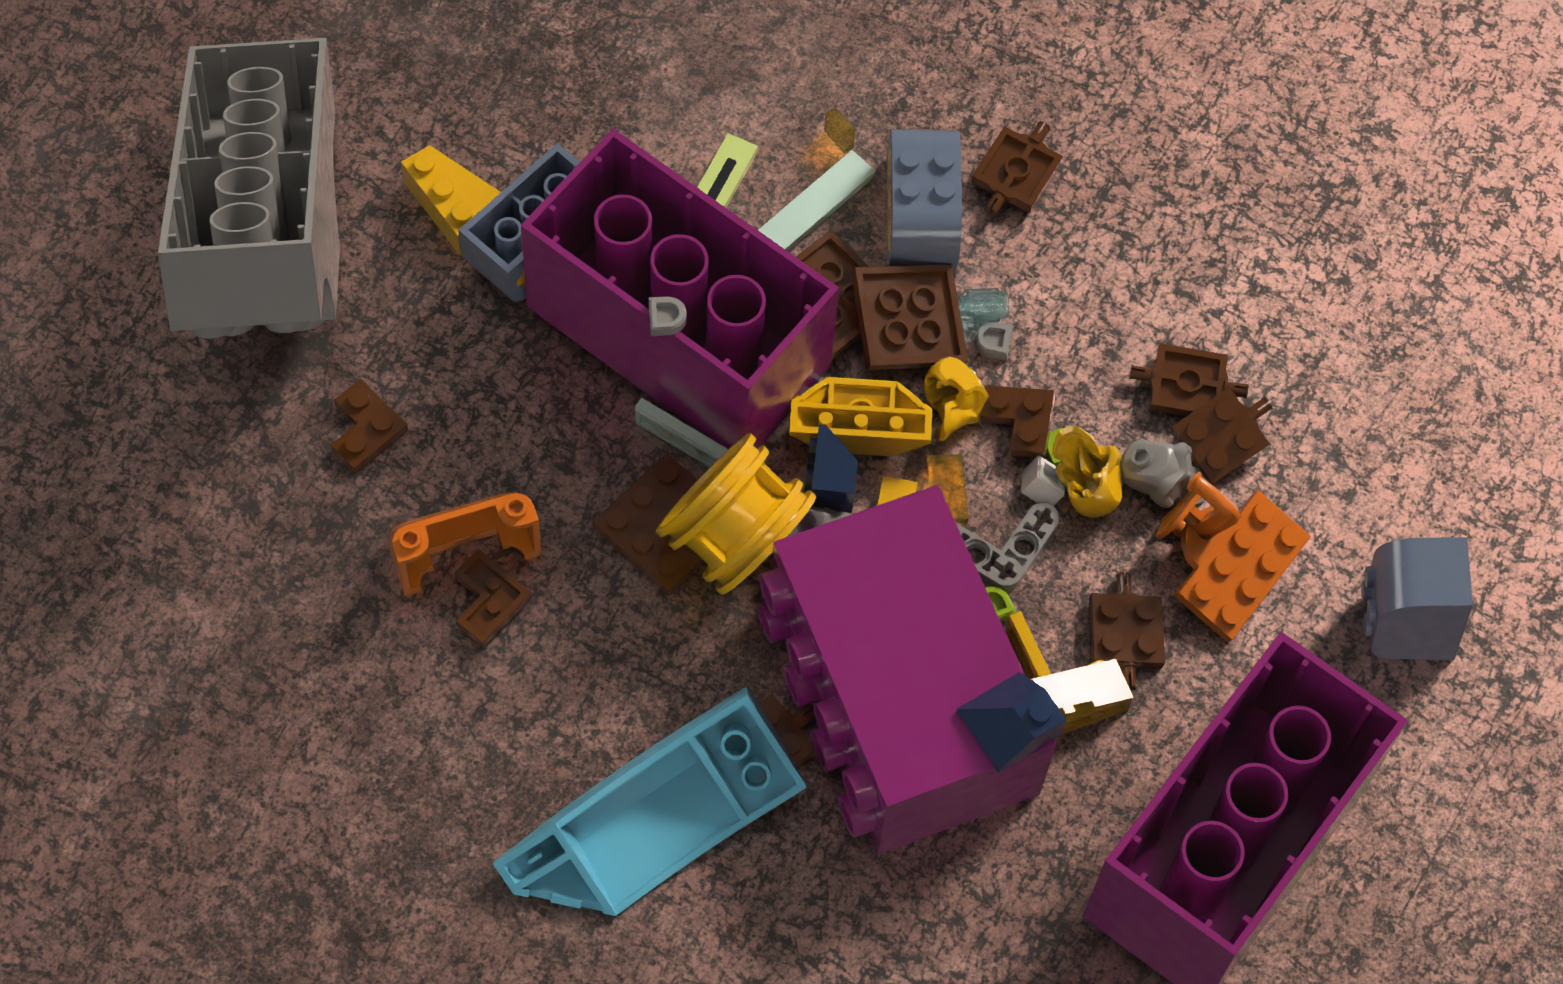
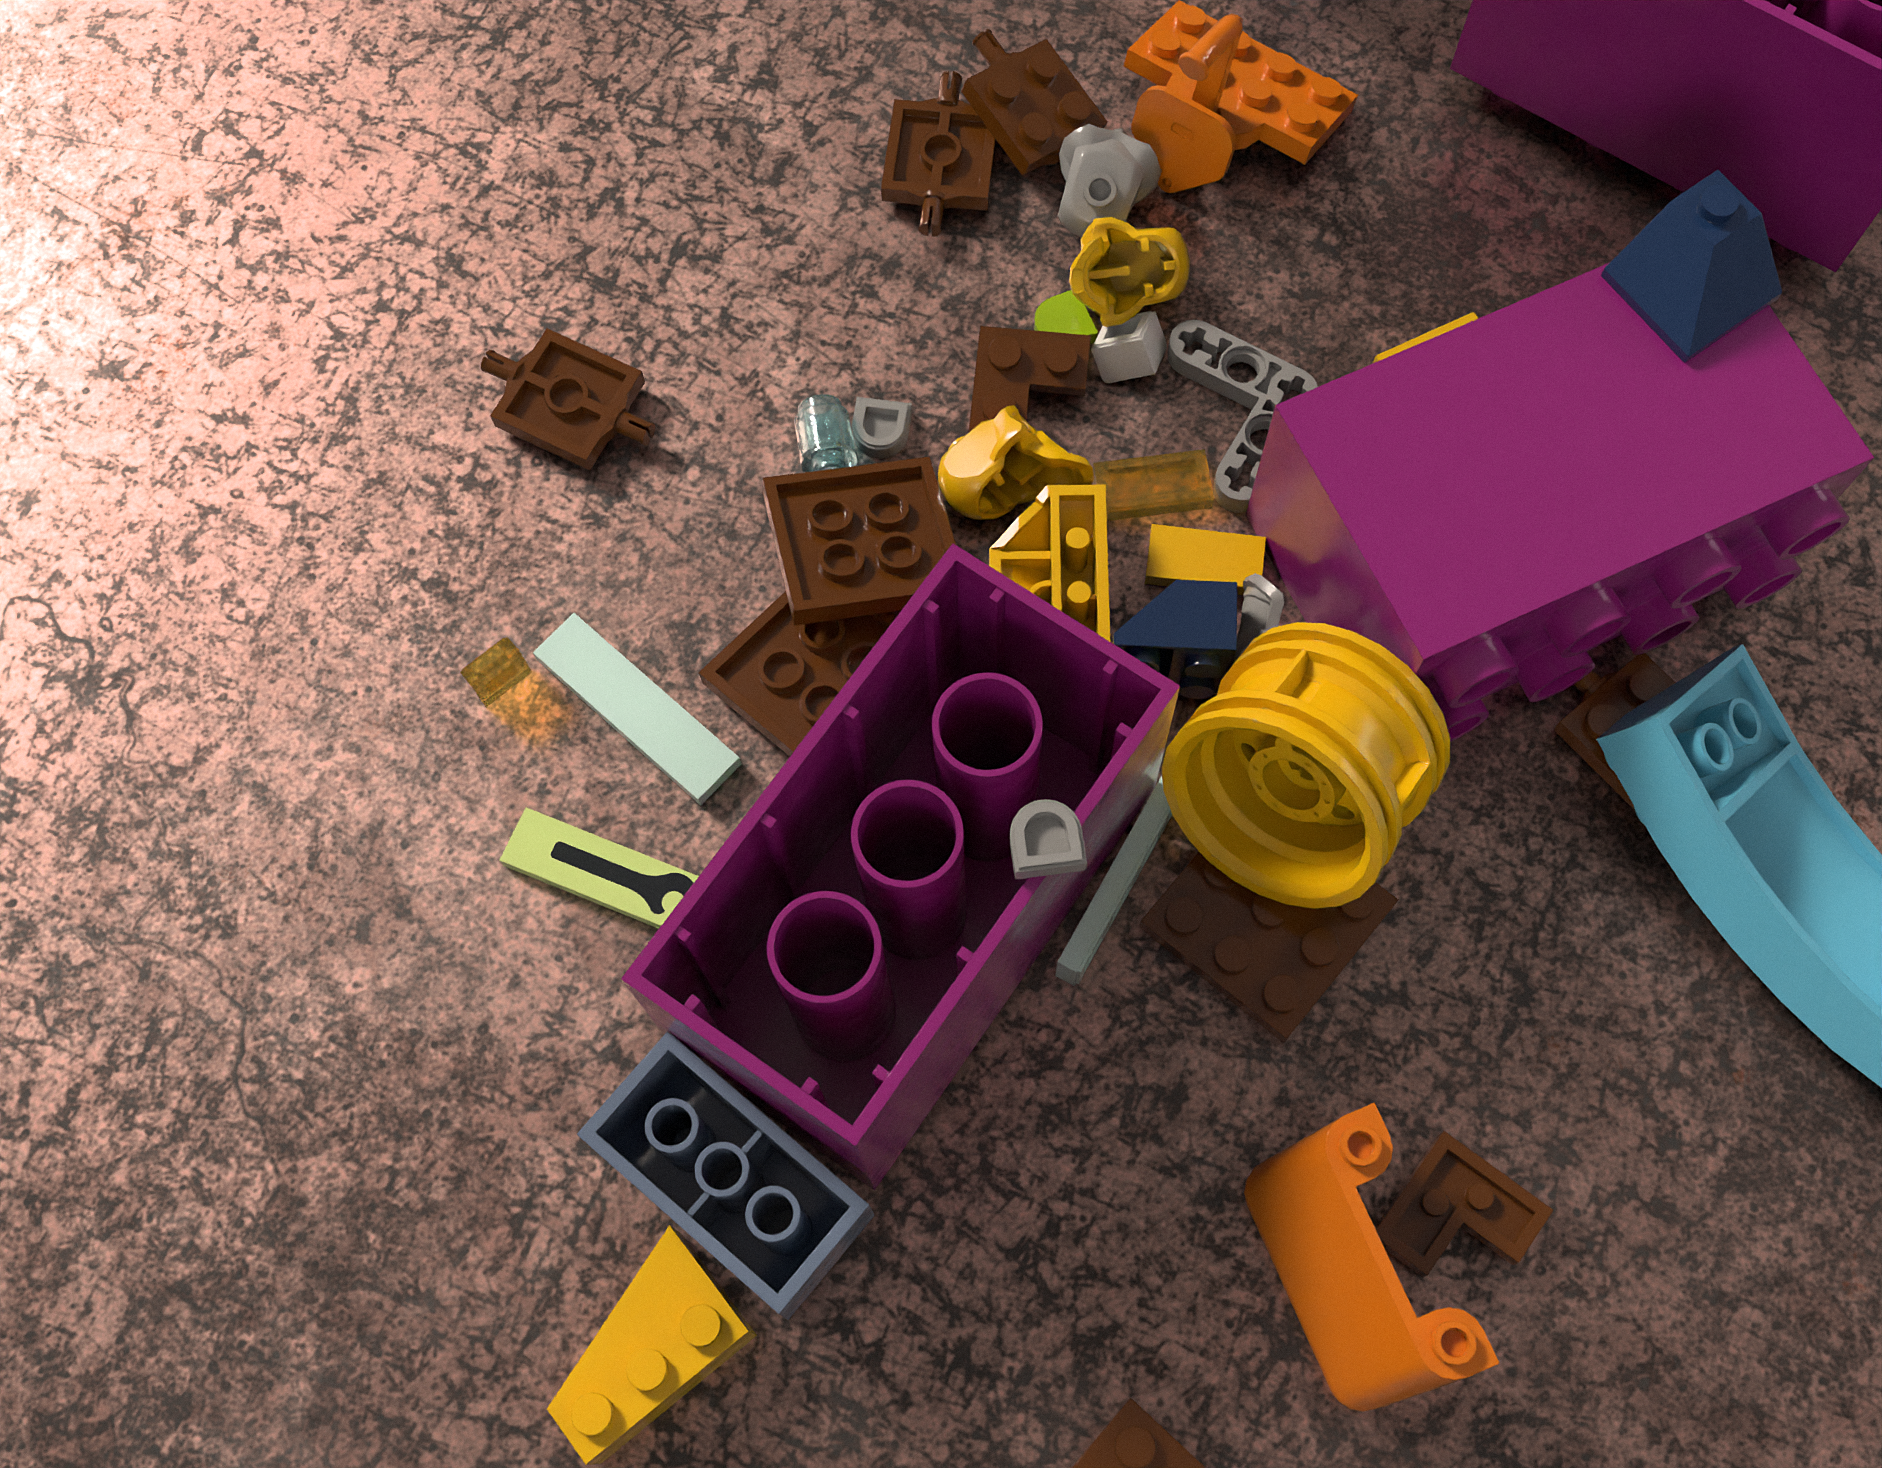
camera: 85 degrees left, 5 degrees up
(924, 198) = (643, 518): sand blue brick -> none
(1088, 693) = (1485, 262): wedge -> none
(1127, 629) = (1362, 231): reddish brown plate -> none

